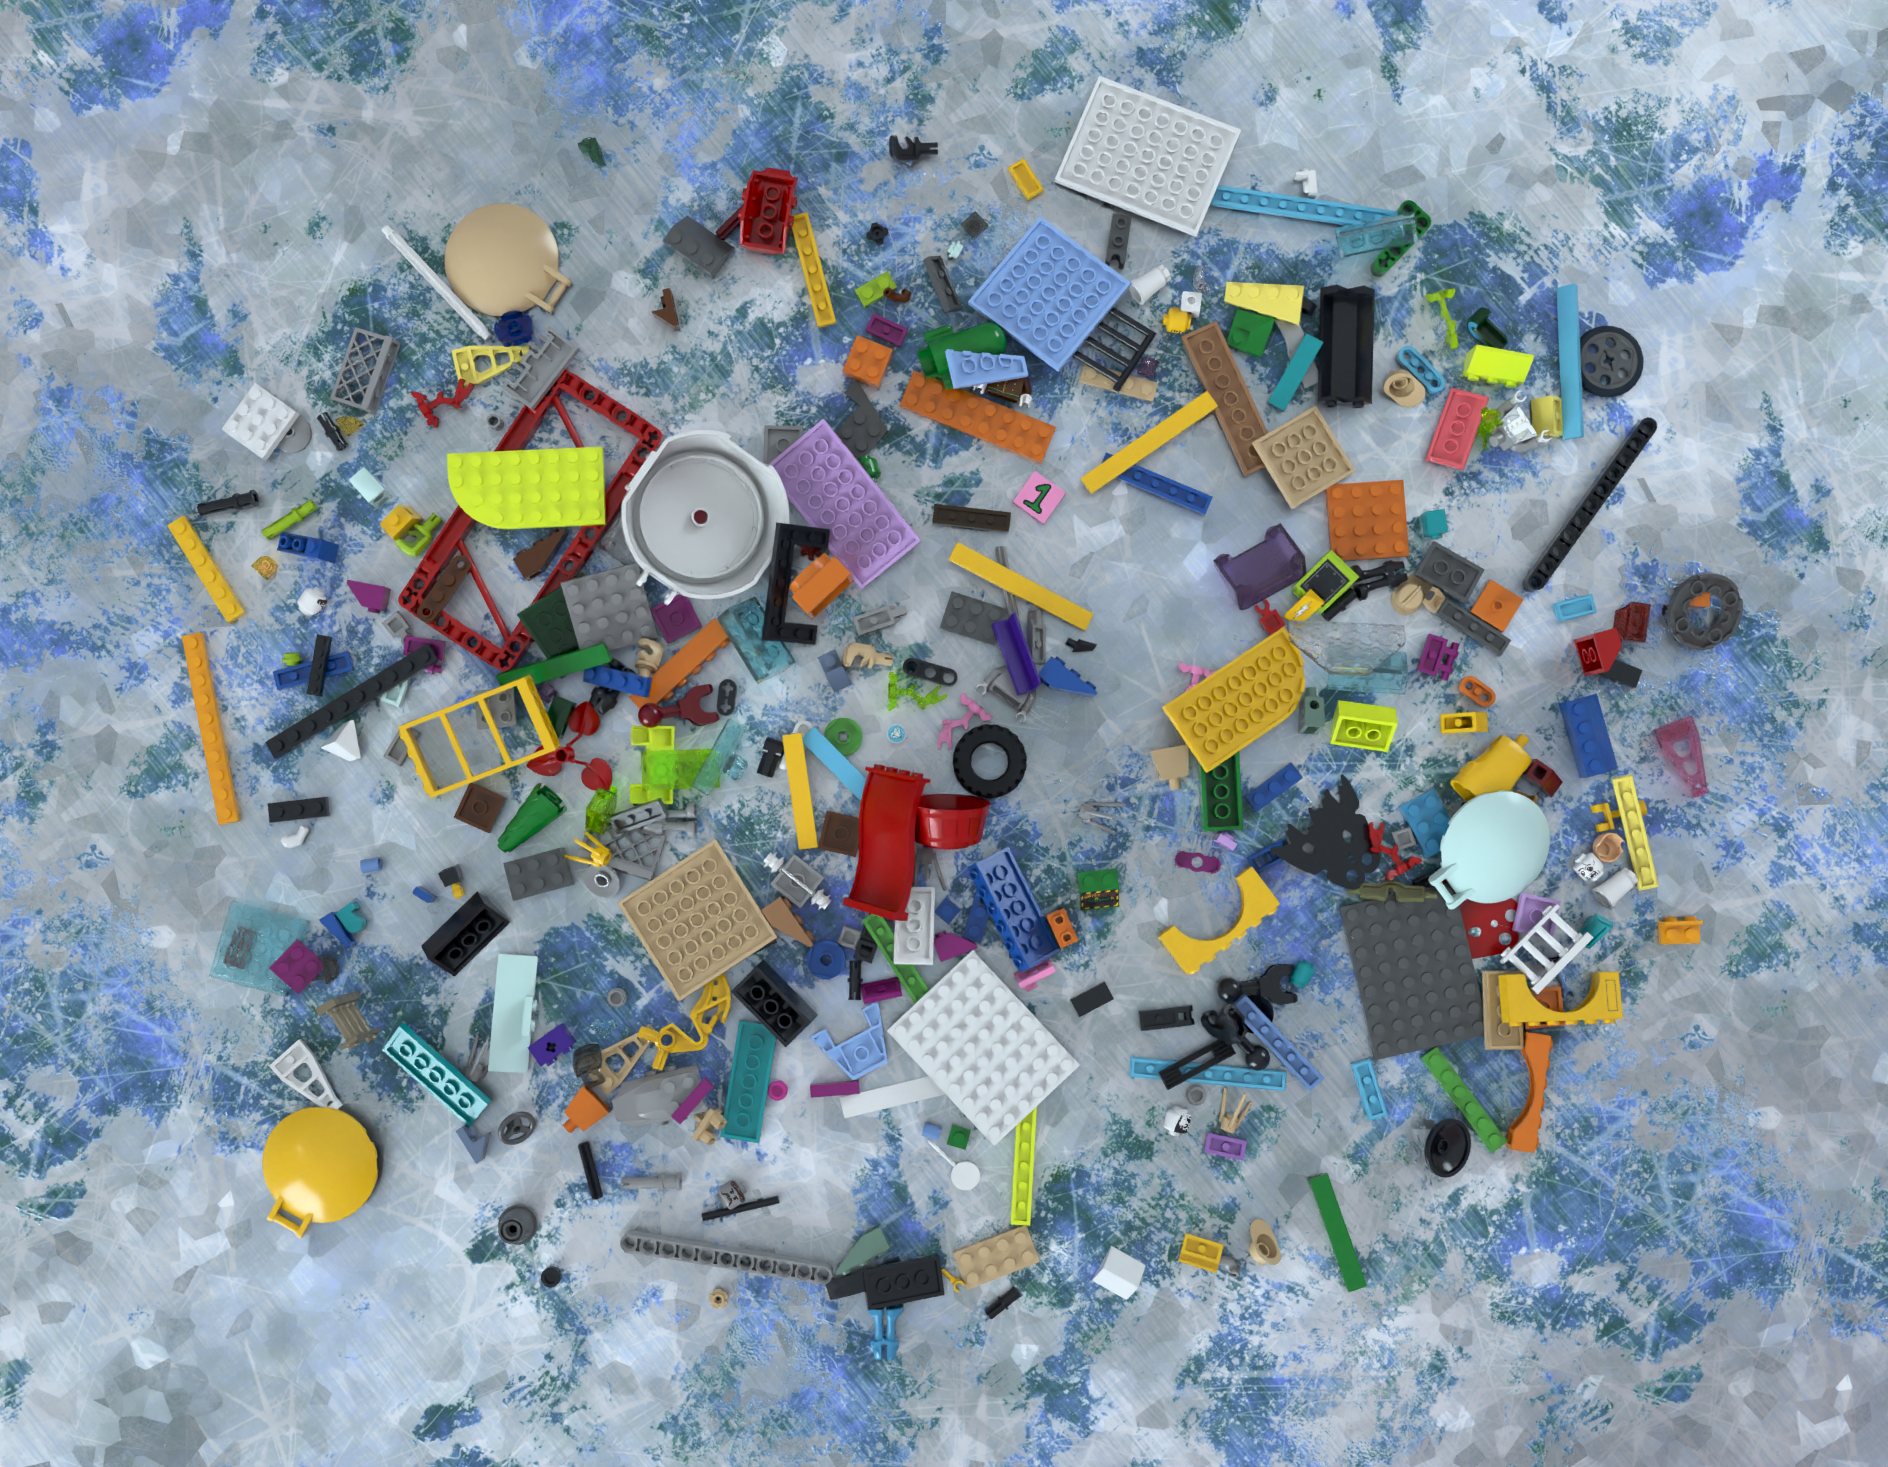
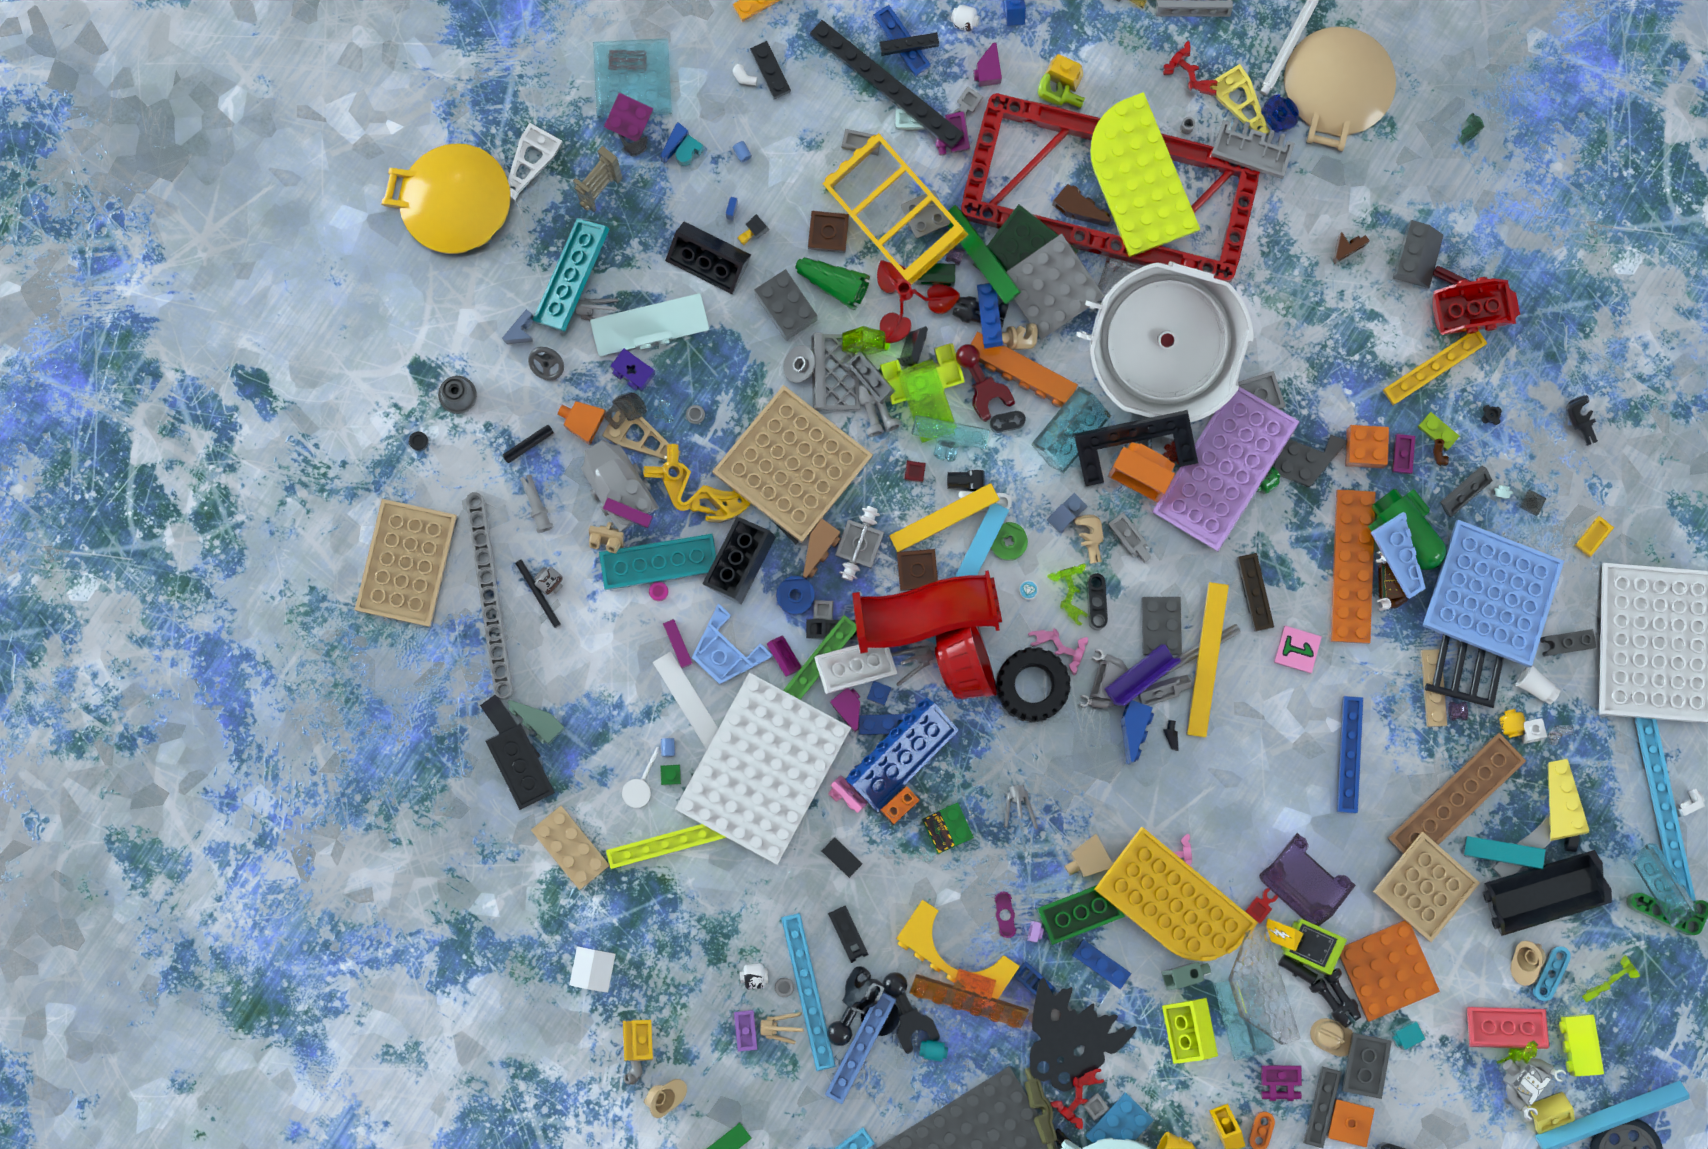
camera: 65 degrees right, 5 degrees down
(292, 658) = (906, 17): lime plate -> none
(344, 742) = (846, 89): white slope -> none
(370, 488) = (1087, 35): light aqua piece -> none
(444, 589) = (1018, 131): reddish brown plate -> none
(600, 855) = (822, 354): yellow plant -> none
(623, 764) = (913, 347): none -> black slope
(667, 1328) = (406, 563): none -> tan plate
(676, 618) = (1065, 350): magenta plate -> none
(723, 1298) = (453, 601): tan plate -> none
(744, 803) = (915, 471): none -> dark red tile
(855, 980) = (785, 628): black pin -> none
(892, 1343) = (487, 766): dark azure piece -> none
(954, 1280) = (535, 814): yellow hand -> none
(1002, 1302) = (529, 867): black axle -> none
(1149, 442) = (1387, 735): yellow tile -> none
(1172, 1075) = (795, 957): black container -> none
(1249, 332) = (1526, 796): green plate -> none
(1261, 921) = (971, 994): none -> clear orange bracket
(1433, 600) = (1334, 1059): tan plate -> none
(1484, 330) = (1612, 1023): dark green animal -> none

